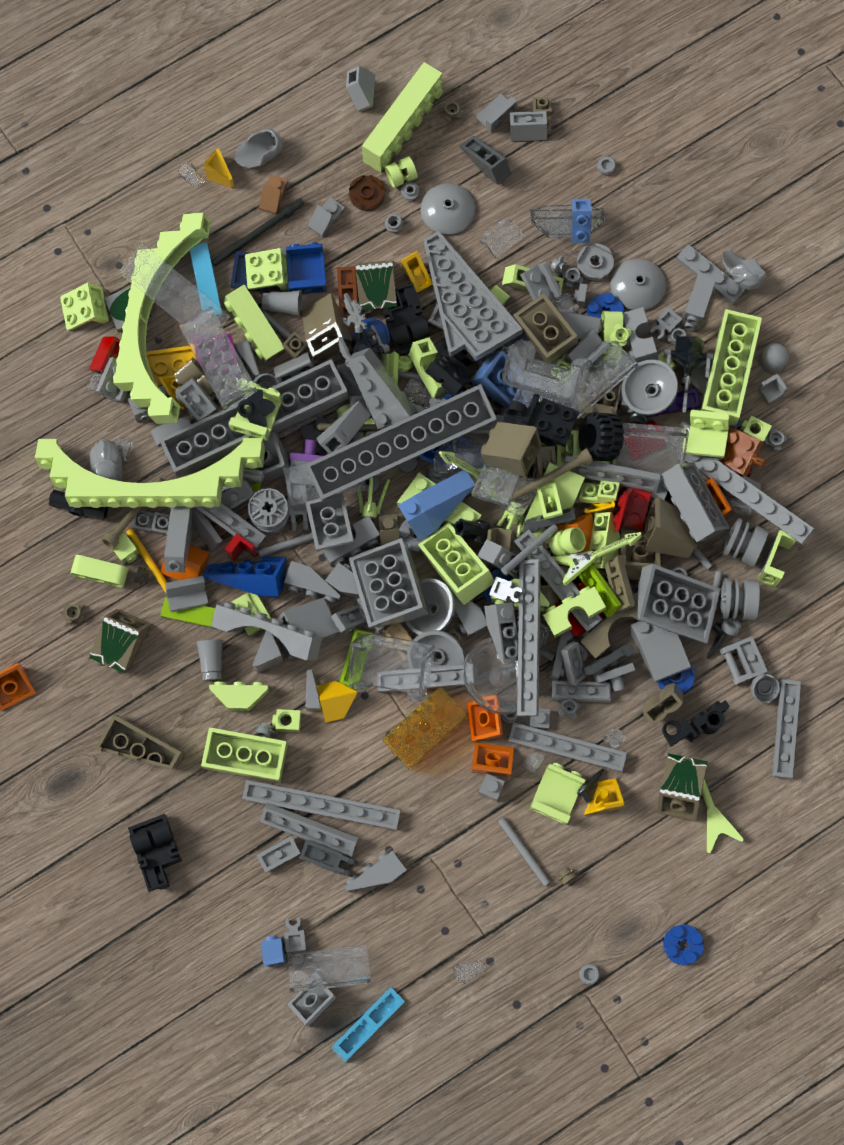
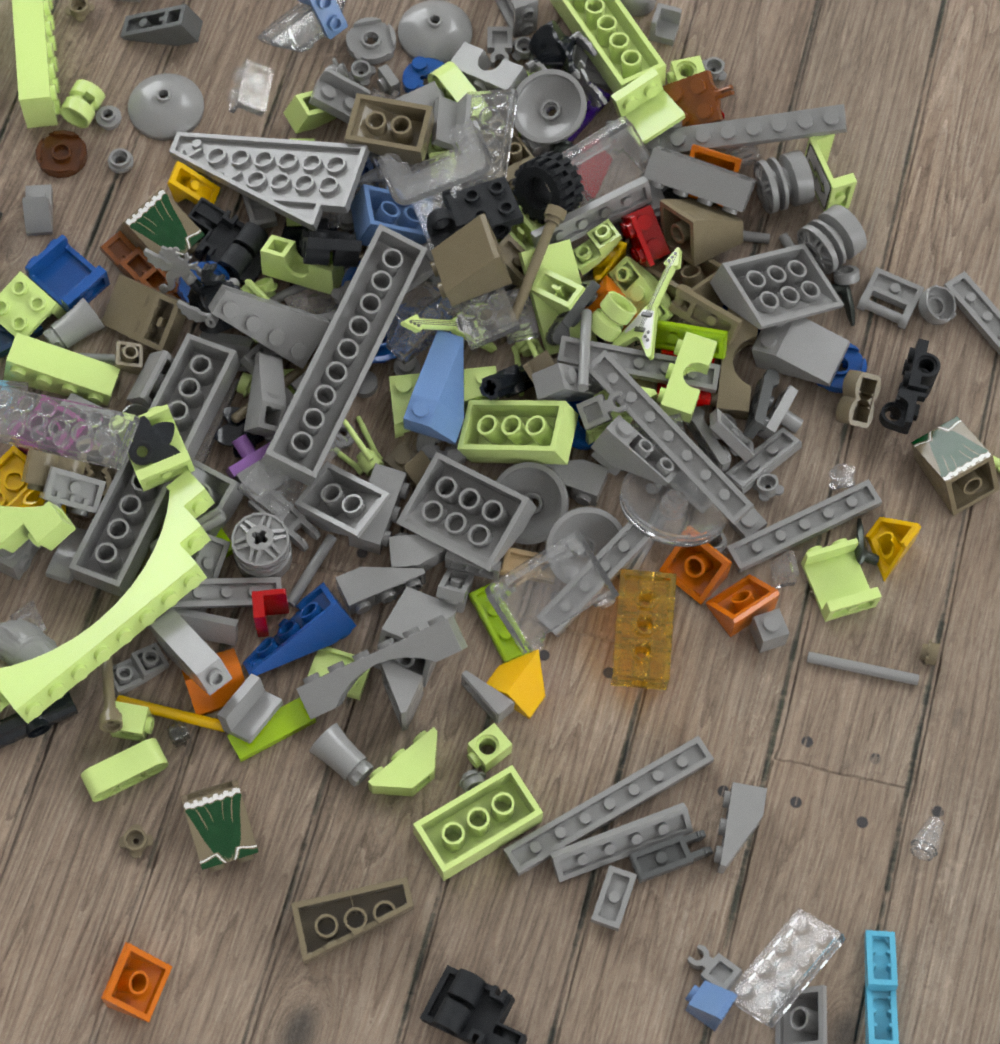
camera: 45 degrees left, 10 degrees down
(615, 335) = (471, 75): yellowish green plate -> none

